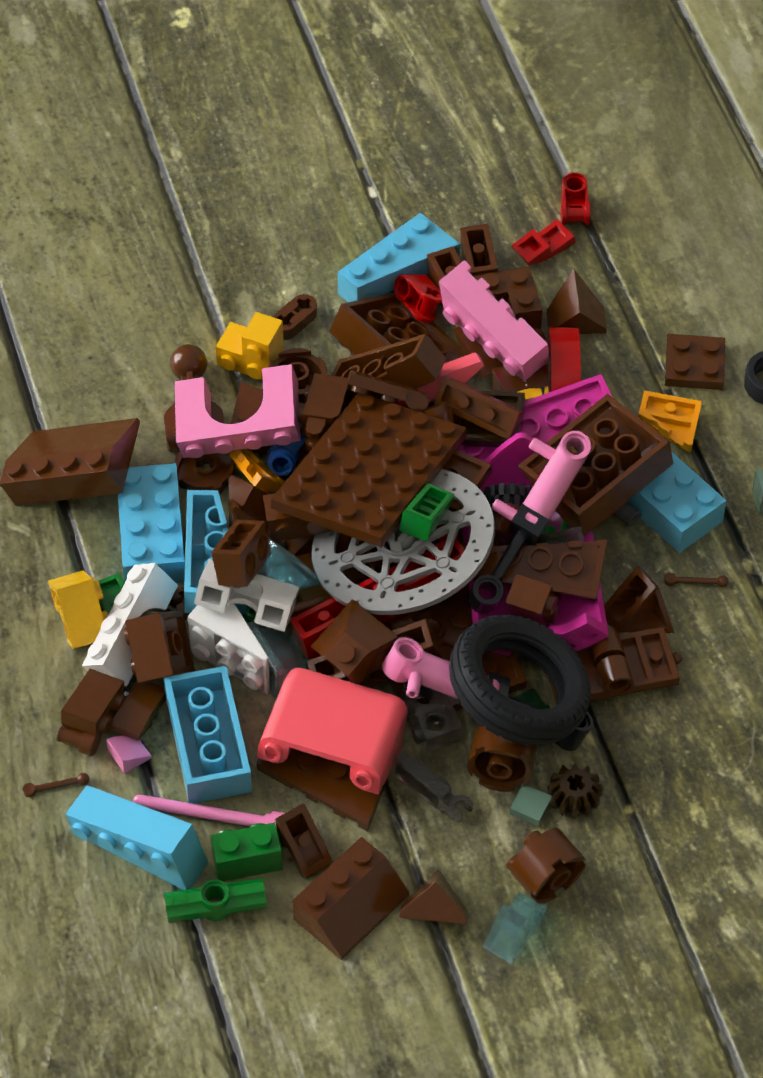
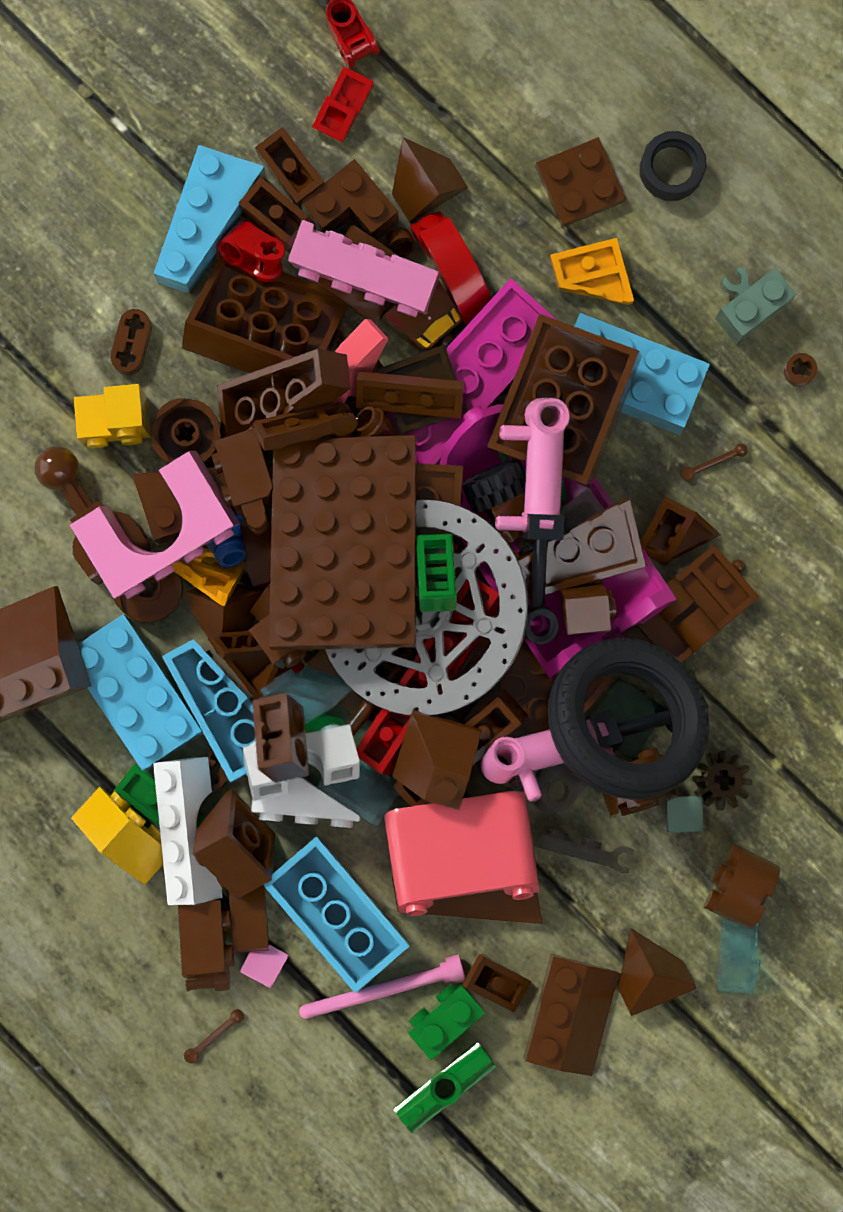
camera: 30 degrees left, 30 degrees up
(139, 835) = (329, 1063): medium azure wedge -> none

